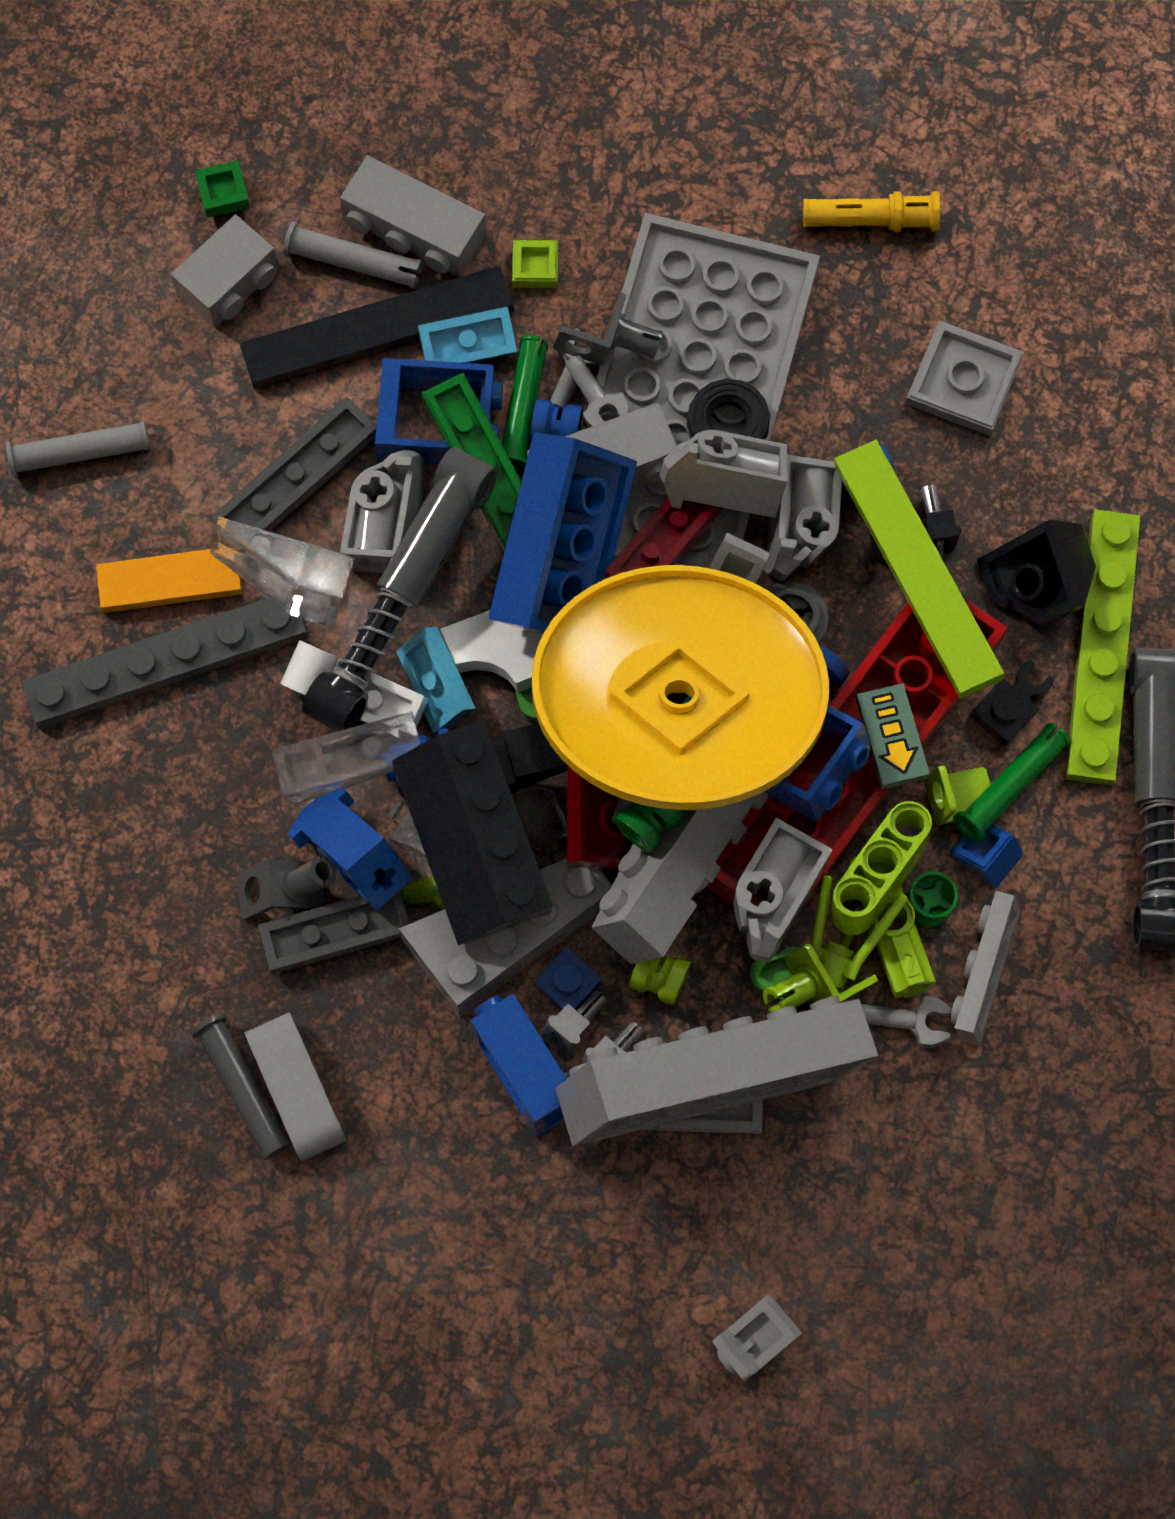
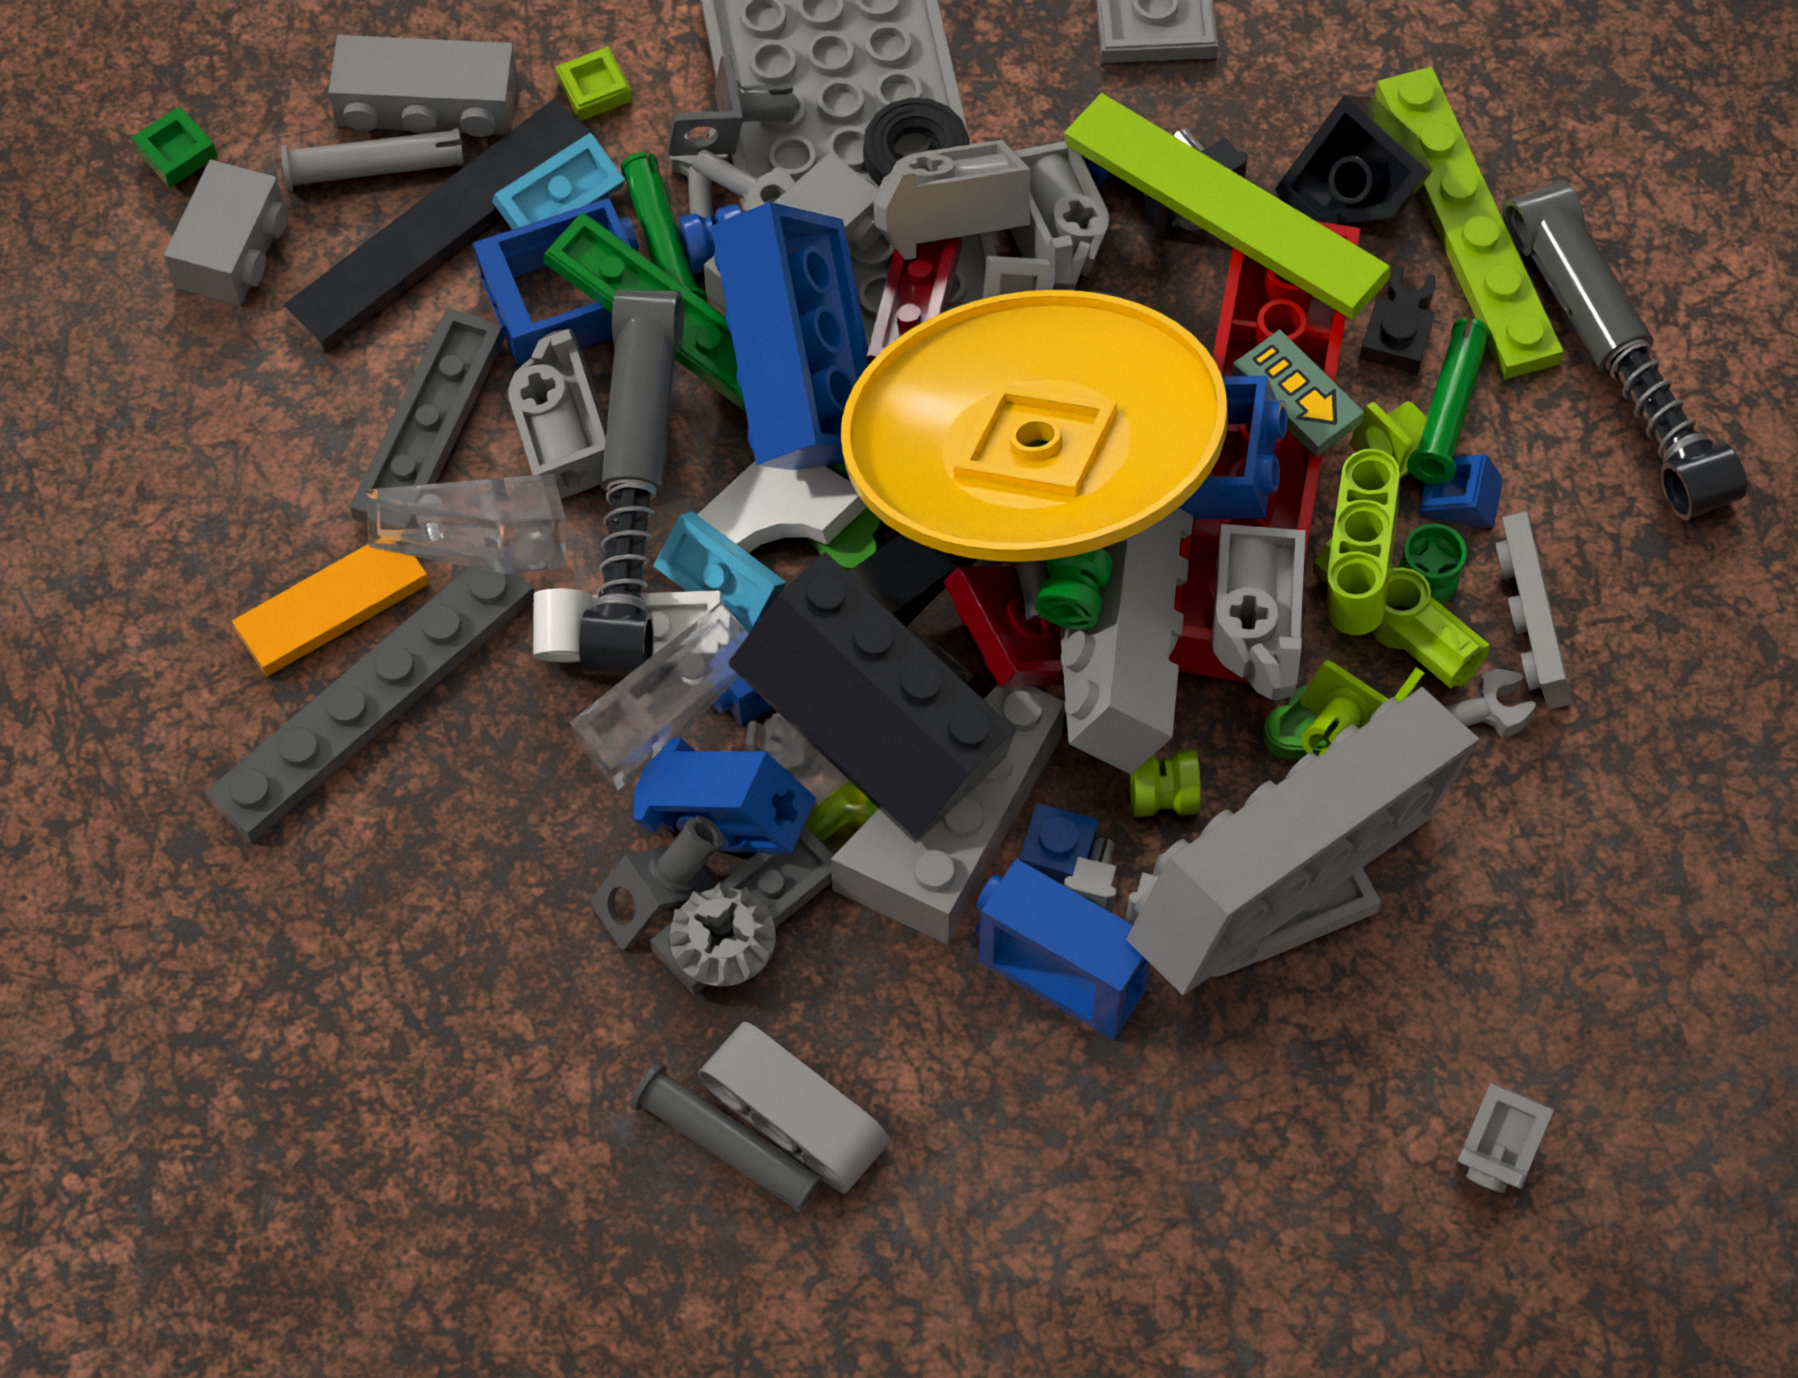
camera: 25 degrees left, 10 degrees down
(77, 447) = (139, 501): light grey pin -> none
(299, 967) = (731, 960): none -> light grey gear
(837, 957) = (1356, 662): lime plant -> none

